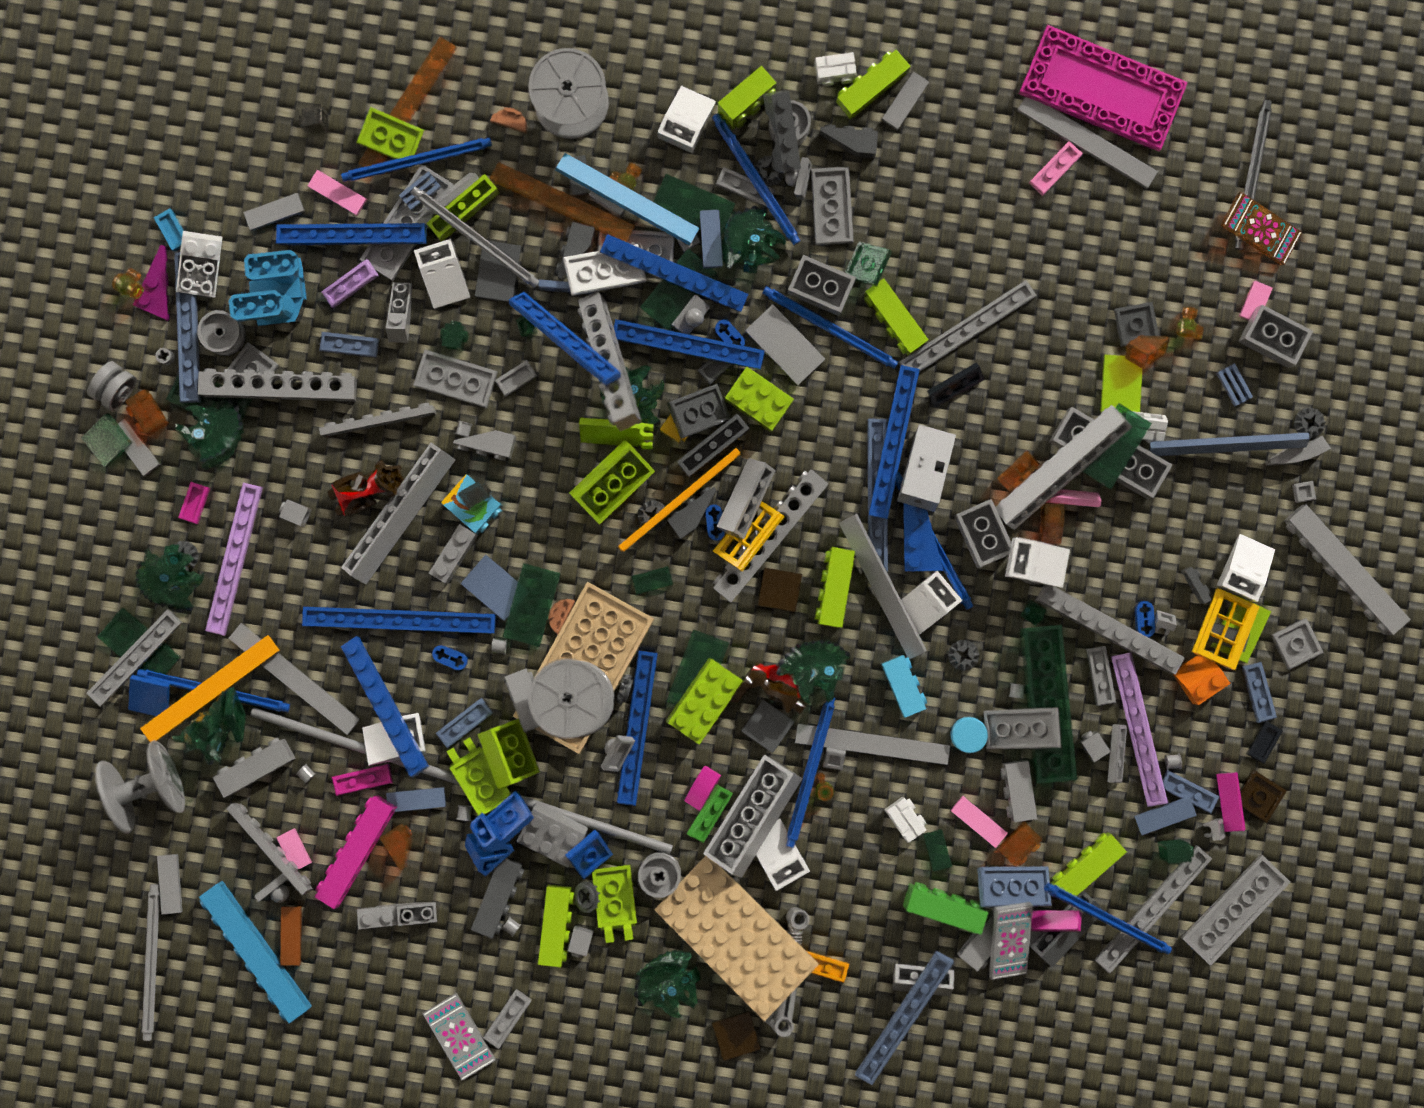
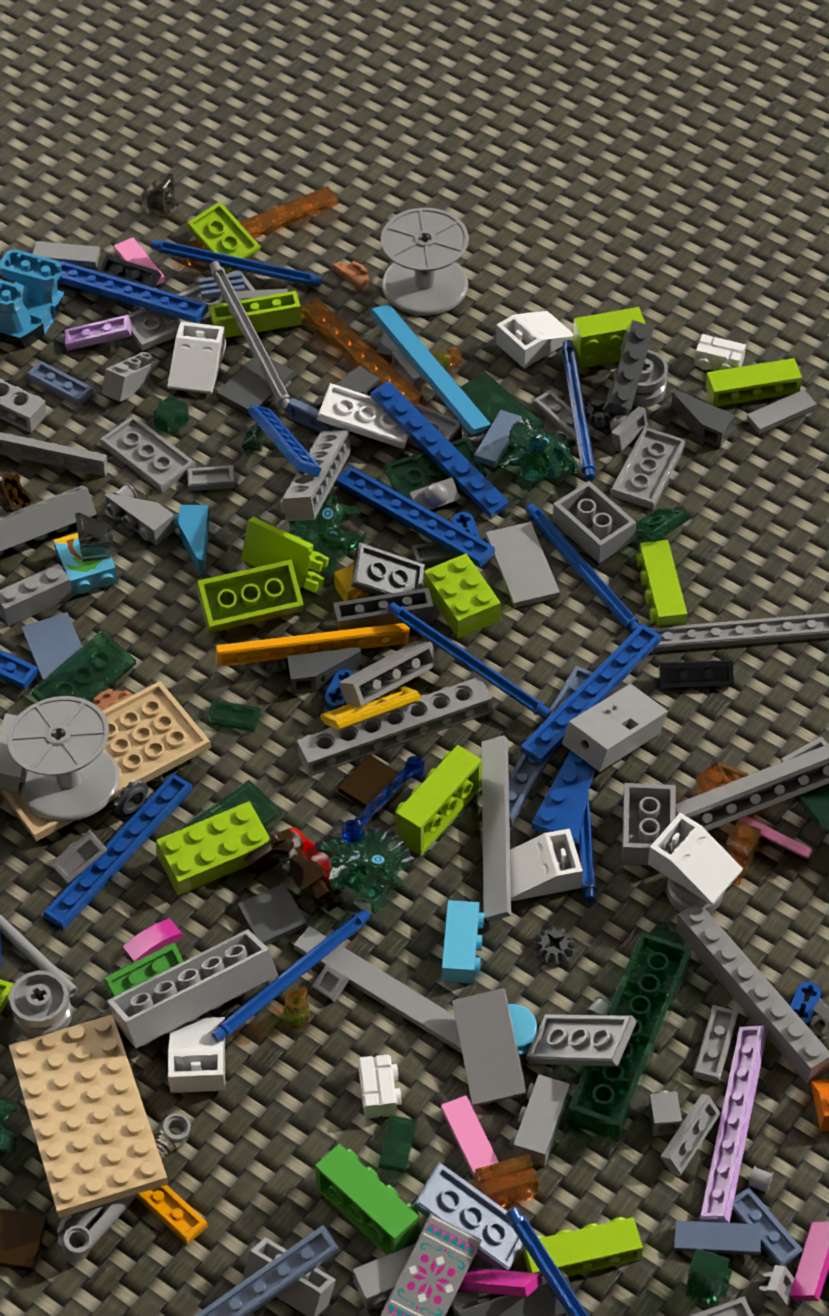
camera: 25 degrees right, 35 degrees down
(339, 213) = (130, 271): none -> black plate
(499, 646) = (19, 700): light grey axle -> none
(532, 434) = (194, 531): none -> dark azure slope
(799, 461) = (470, 661): none -> blue piece
(801, 567) = (352, 829): none -> clear blue piece
(963, 759) = (489, 1047): none -> light grey tile

